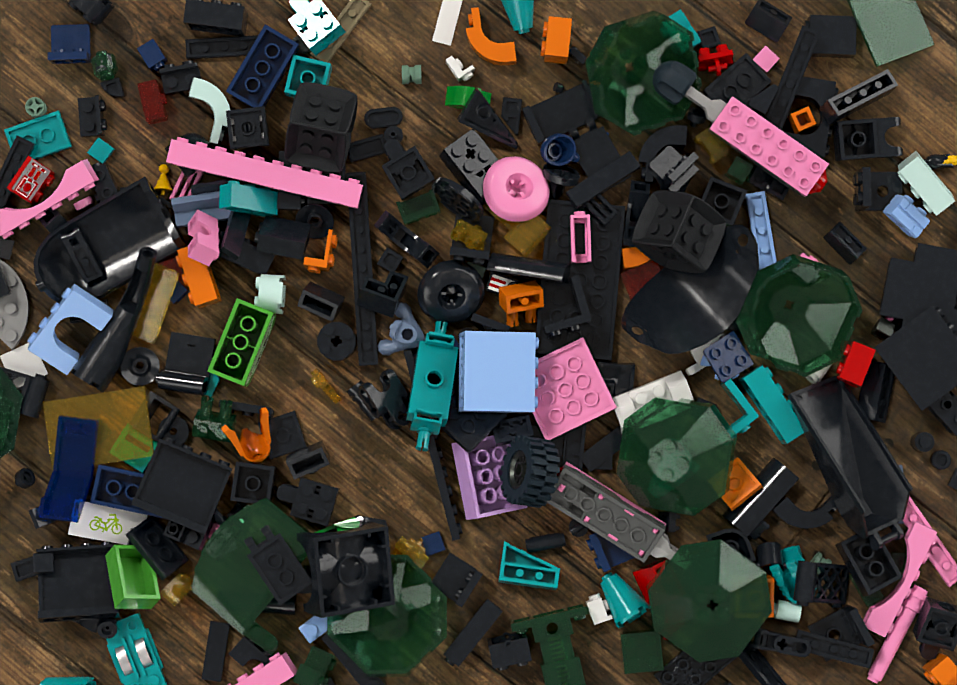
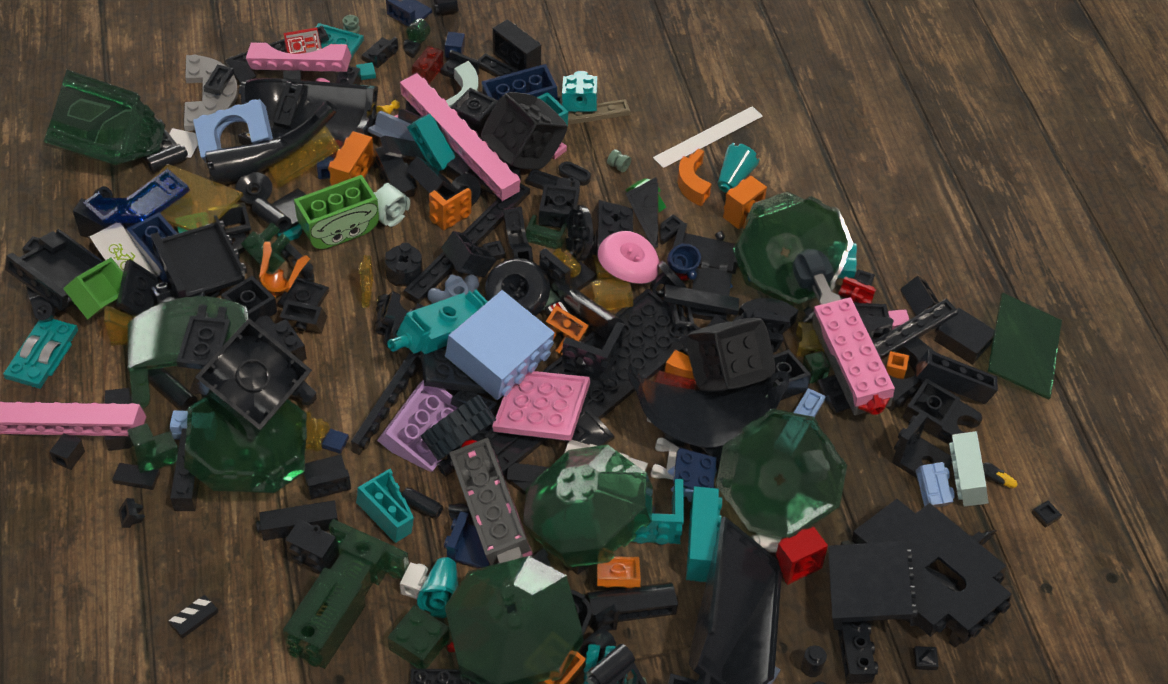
camera: 40 degrees right, 35 degrees down
(205, 241) = (372, 130): bright pink arch -> none
(216, 651) = (96, 392): black tile -> none
(321, 301) = (418, 234): black brick -> none
(456, 68) = (662, 181): white bracket -> none
(580, 218) = (655, 307): bright pink window -> none
(792, 515) = (655, 644): black arch -> none
(844, 243) = (864, 476): black slope -> none
(876, 391) = (805, 597): black panel -> none

